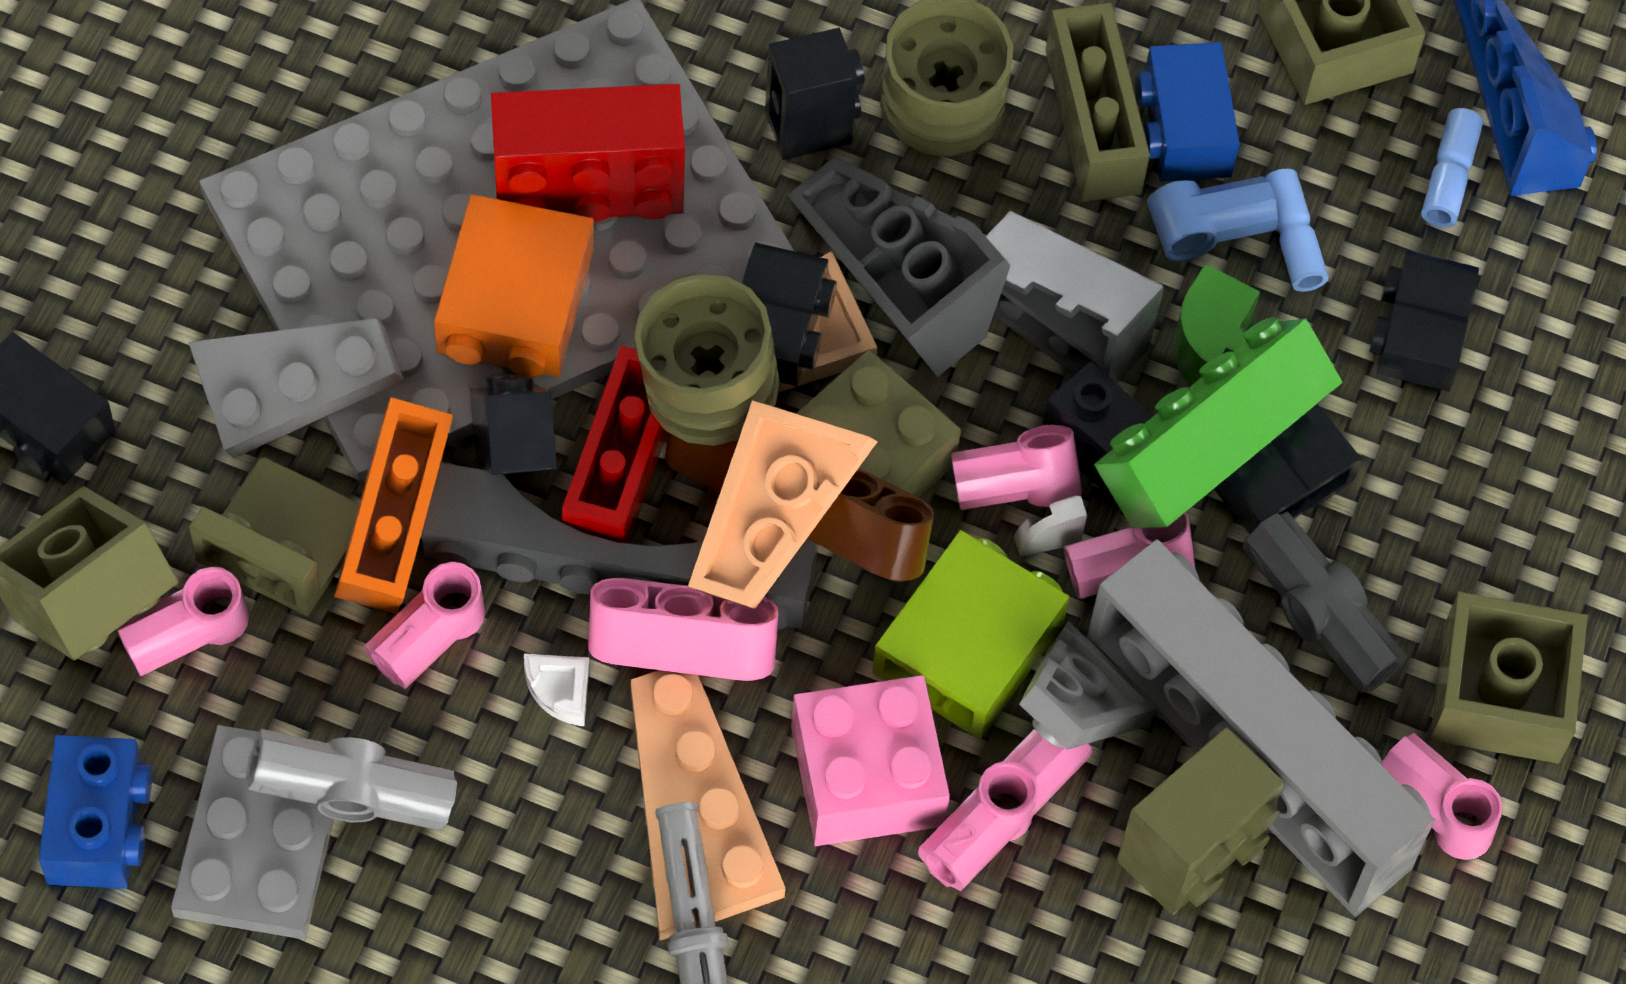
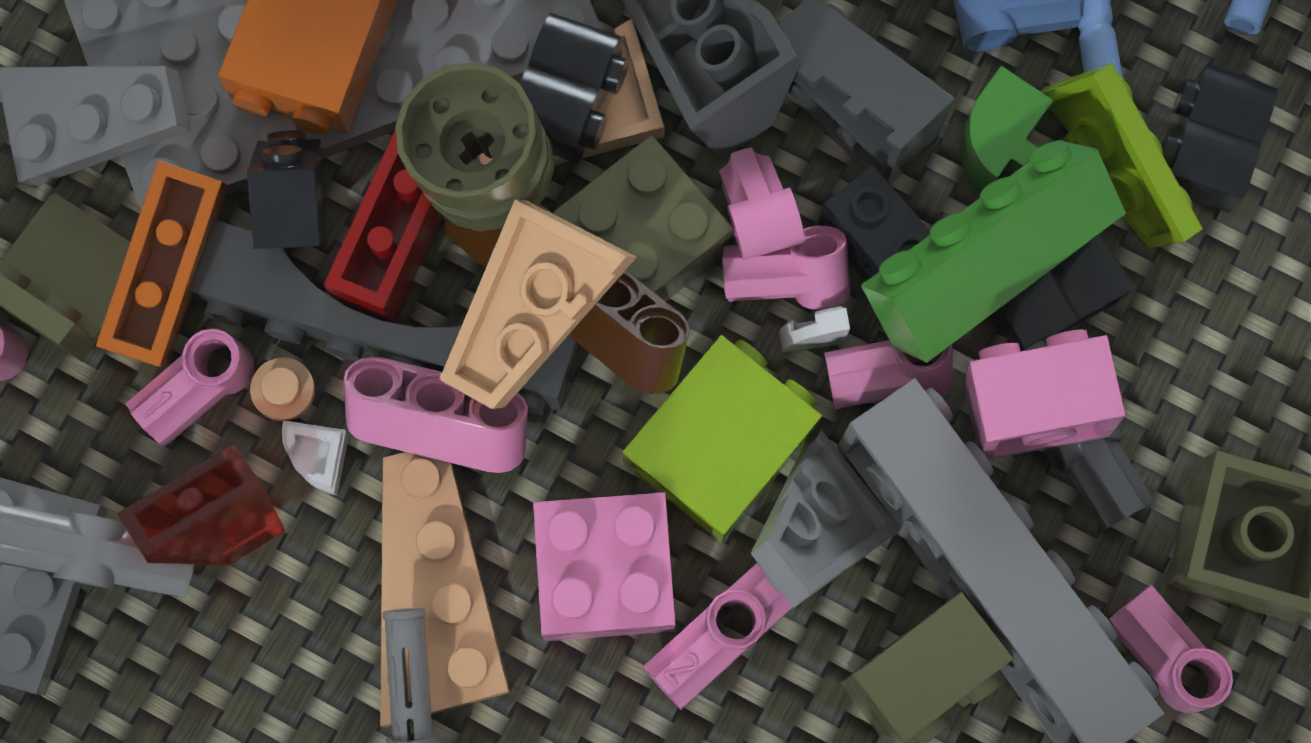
camera: 10 degrees right, 15 degrees up
(469, 733) = (204, 515): none -> clear red slope
(519, 624) = (282, 389): none -> light nougat plate
(983, 409) = (759, 207): none -> bright pink piece
(1283, 547) = (1043, 394): none -> bright pink brick
(1372, 381) = (1102, 115): none -> lime wing

